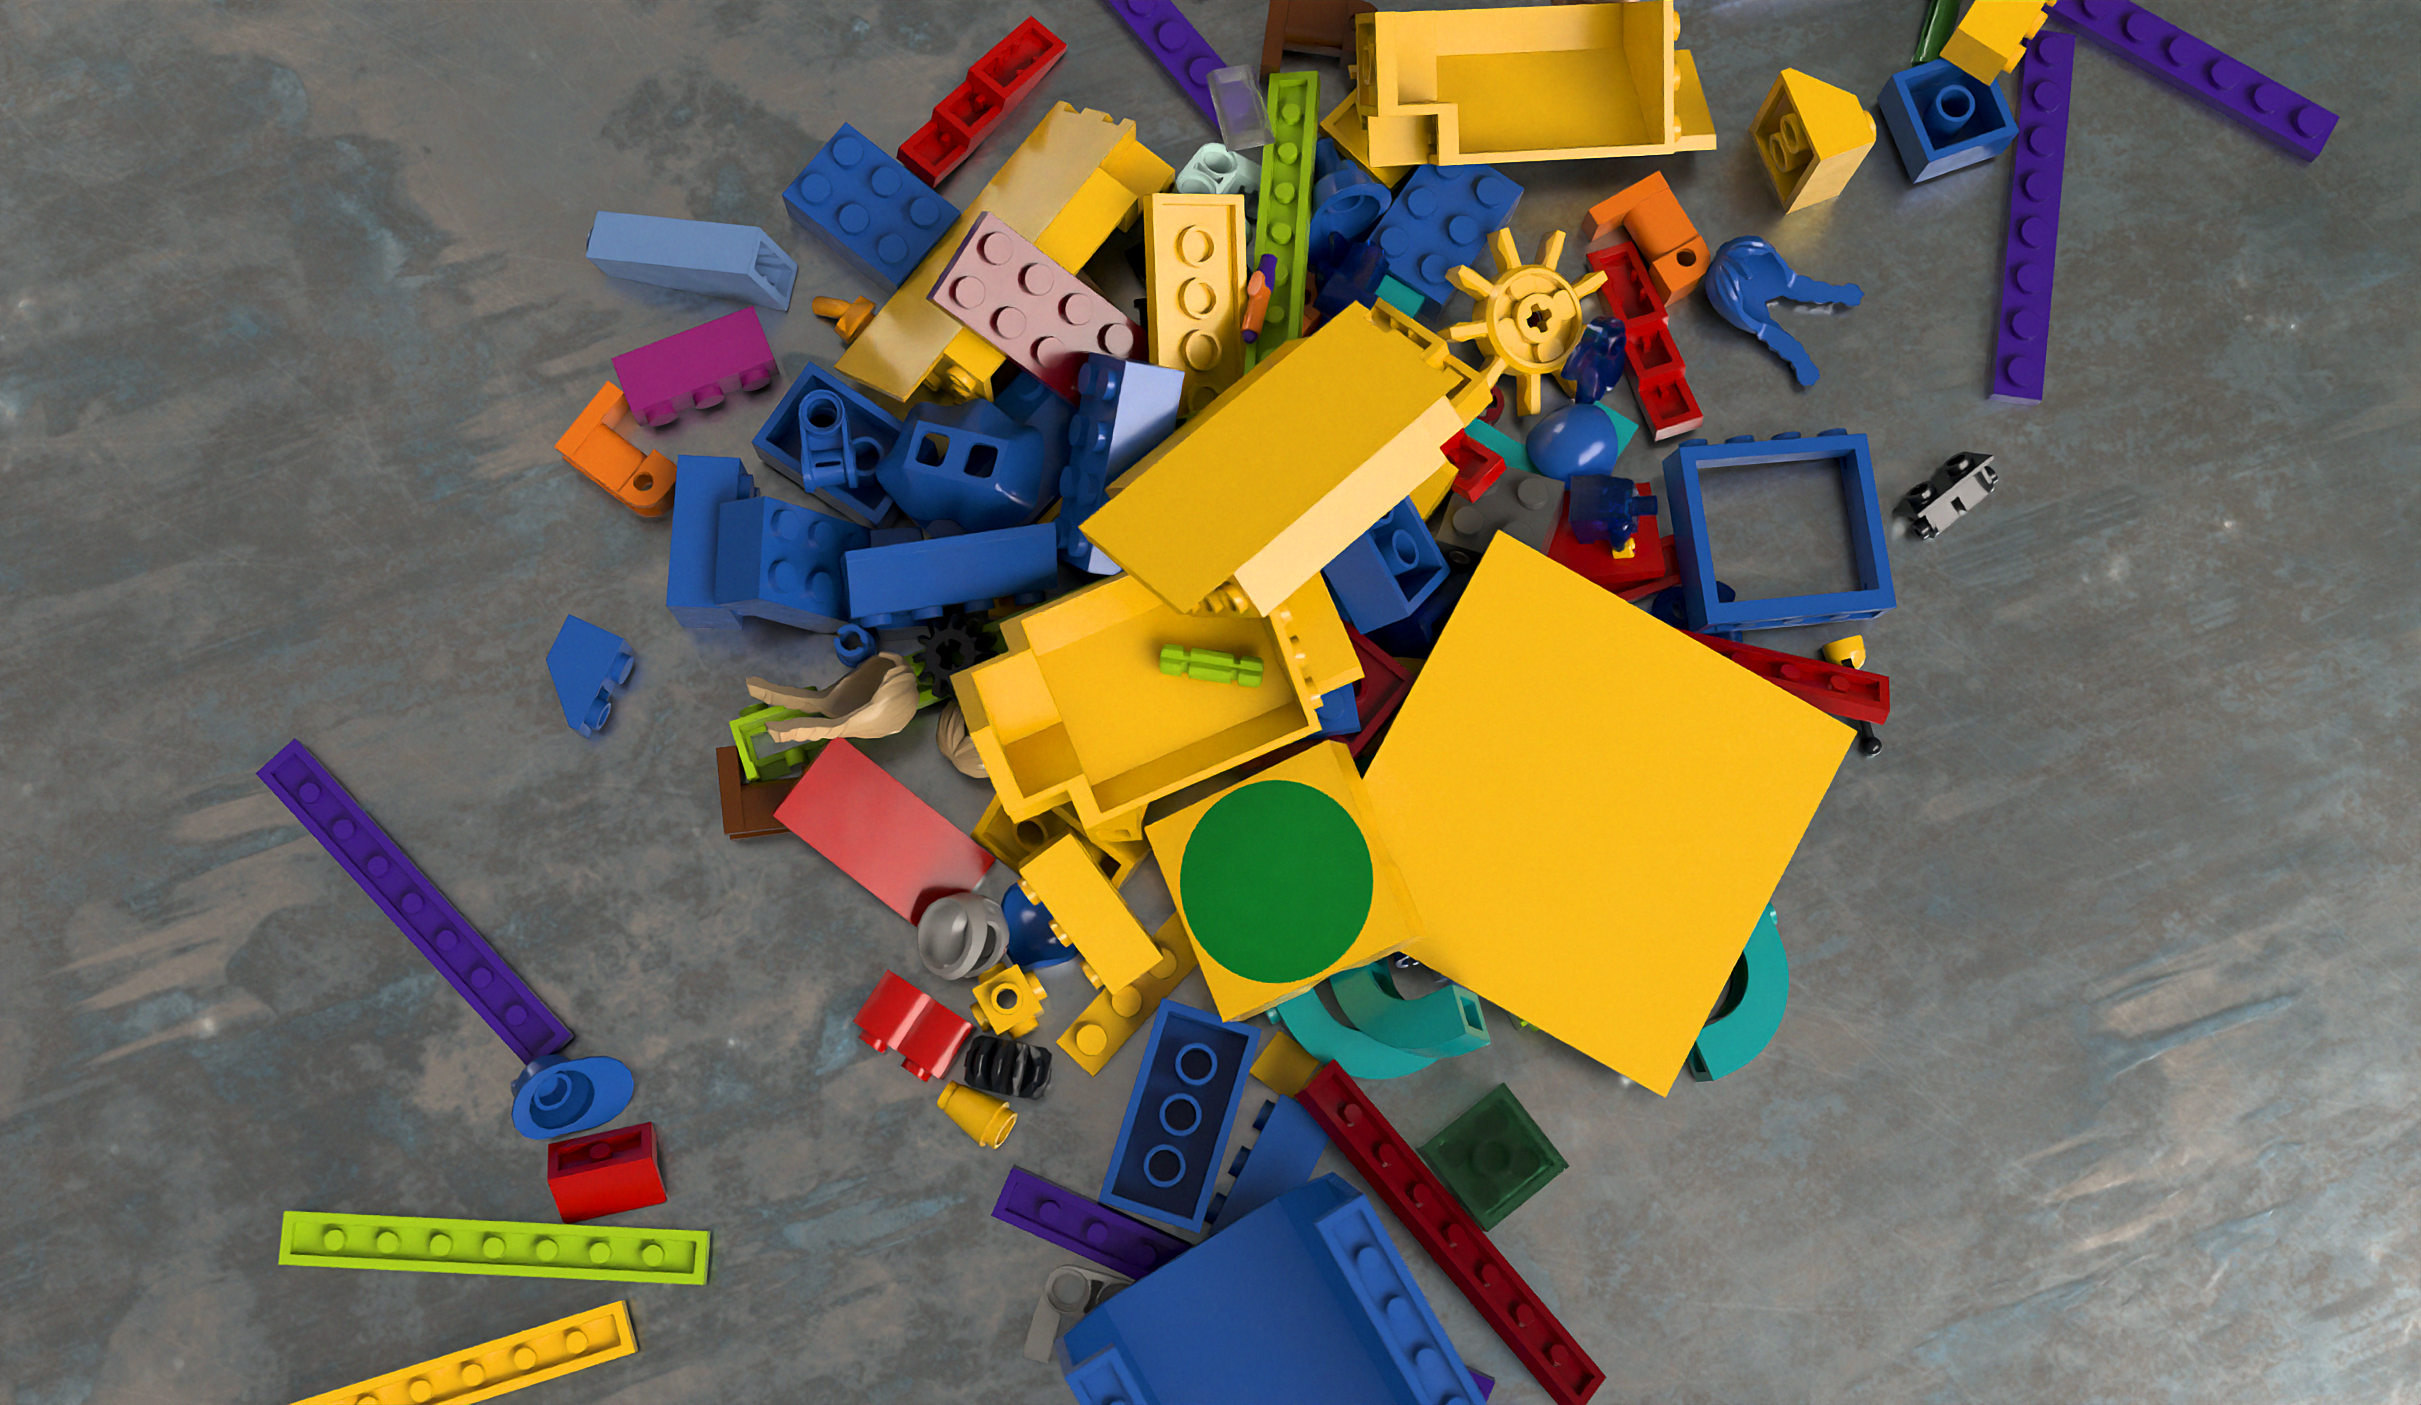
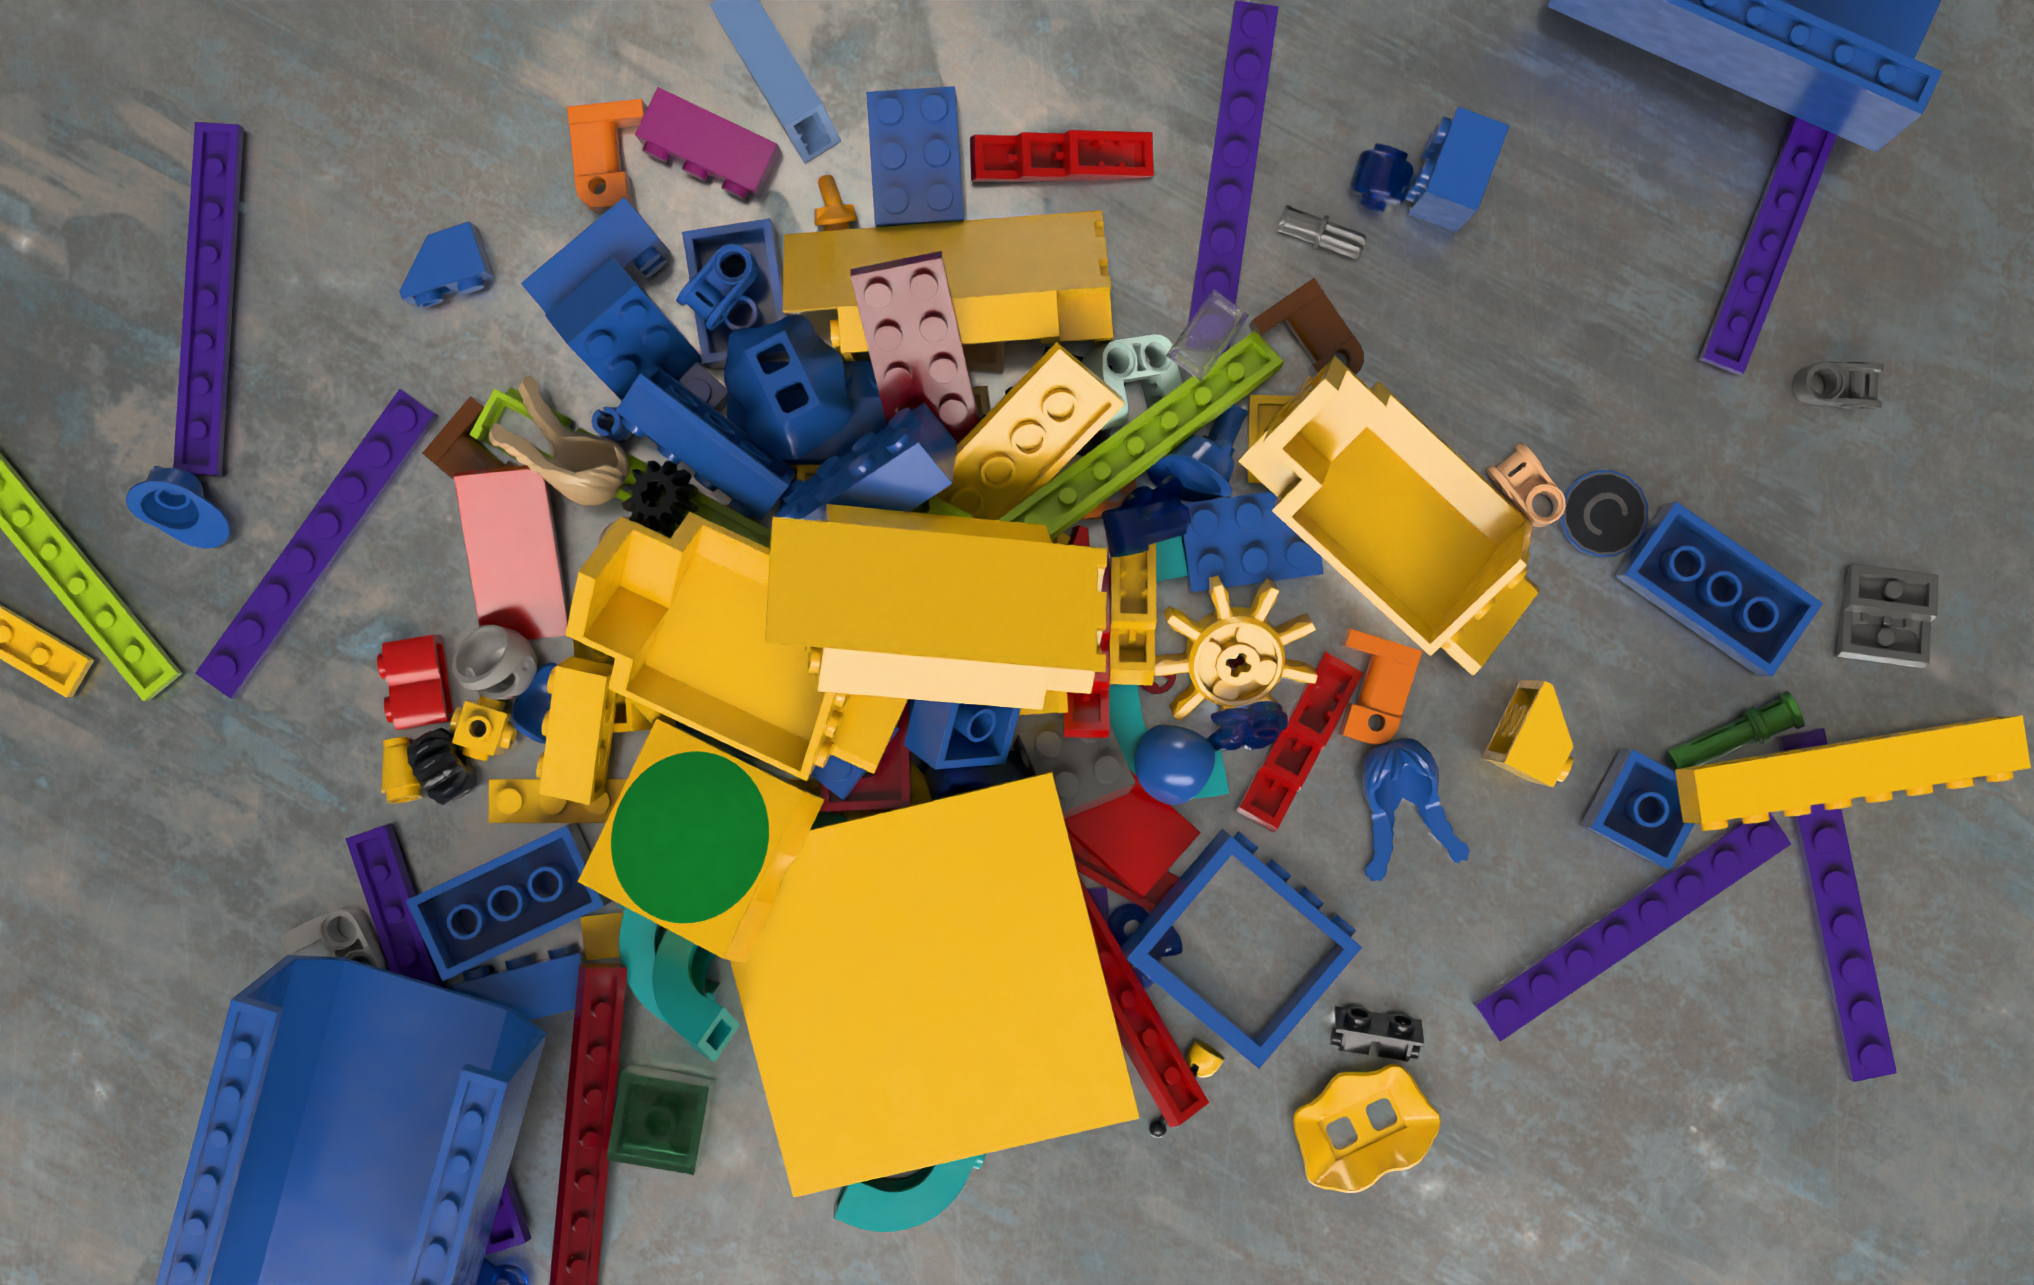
camera: 55 degrees right, 10 degrees up
(605, 1173) = (157, 574): red panel -> none
(712, 1009) = (316, 544): none -> dark purple plate
(1211, 665) = (788, 675): lime axle -> none
(1259, 292) = (1071, 473): orange piece -> none
(1608, 510) = (1147, 826): clear blue piece -> none
(2047, 587) = (1374, 1151): none -> yellow piece

